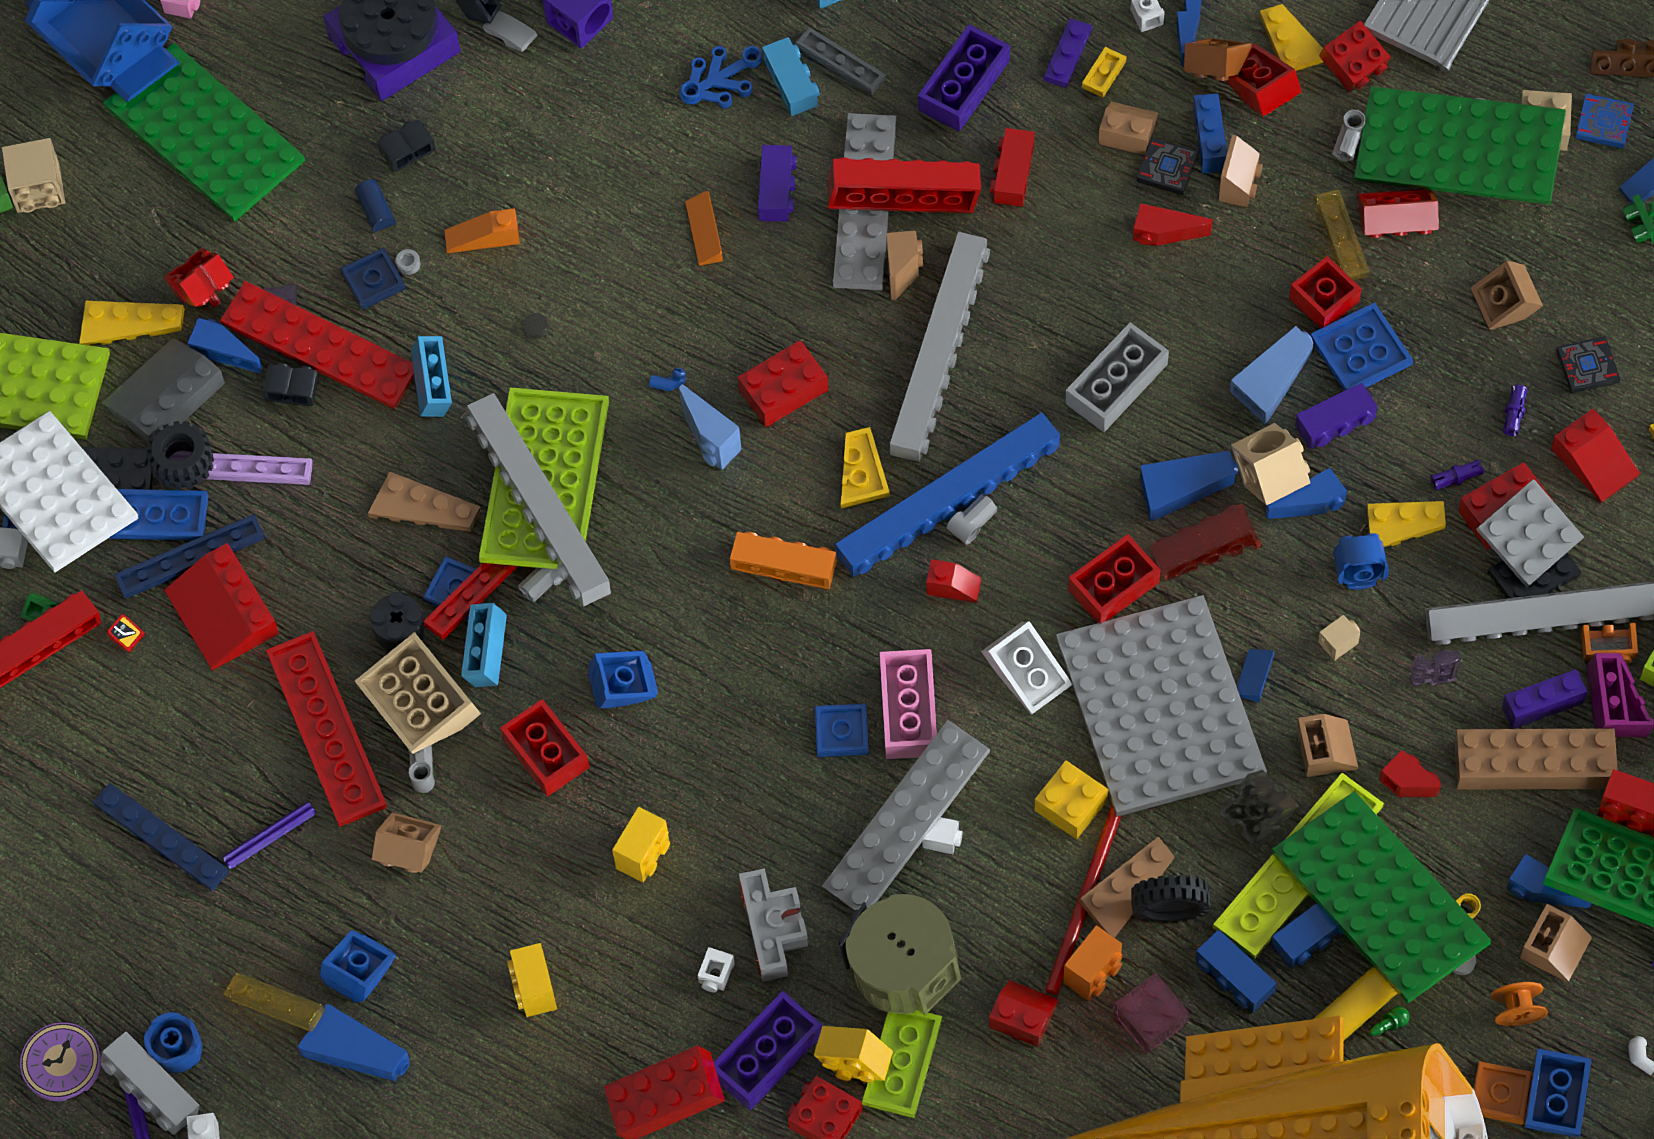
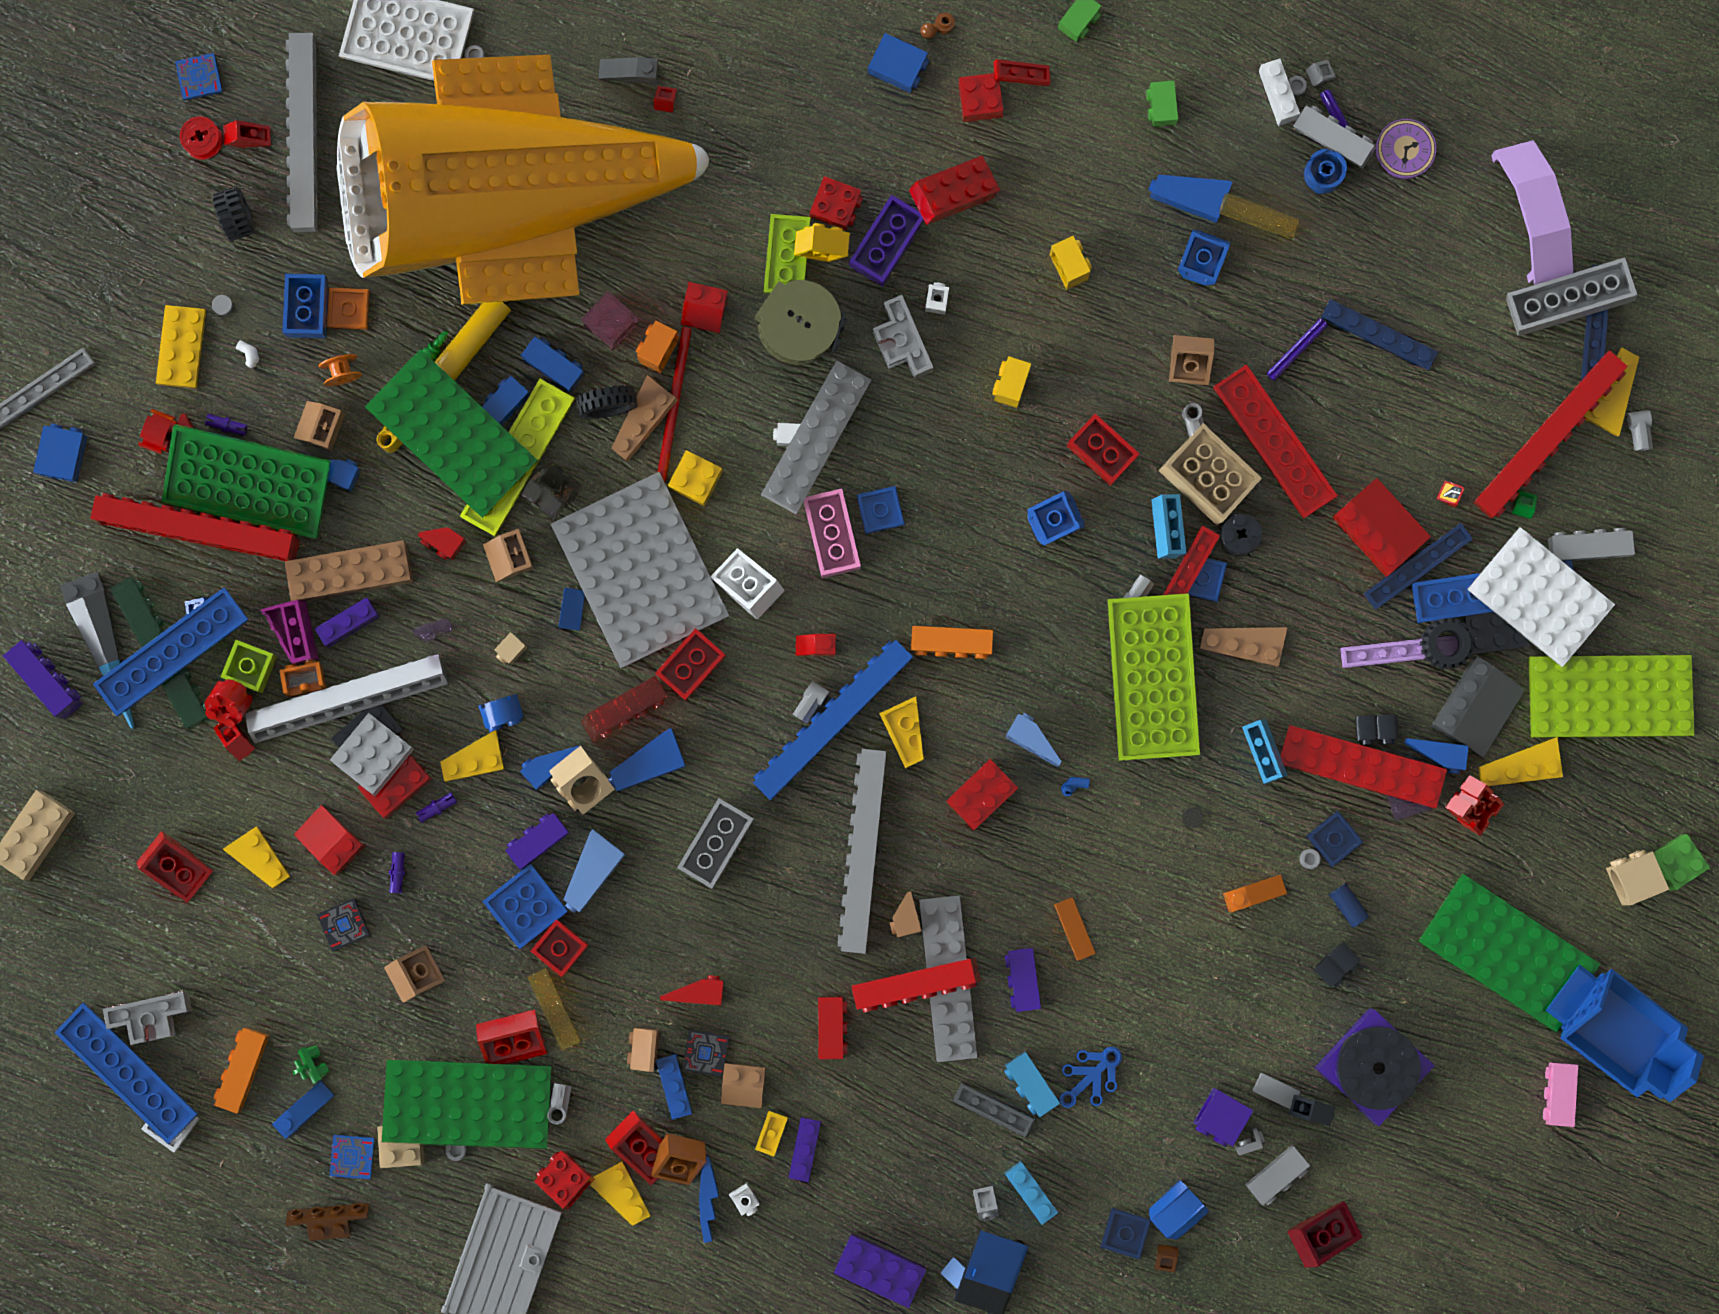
camera: 170 degrees right, 20 degrees up
(538, 499) = (1153, 649): light grey brick -> none
(963, 77) = (886, 1104): dark purple brick -> none

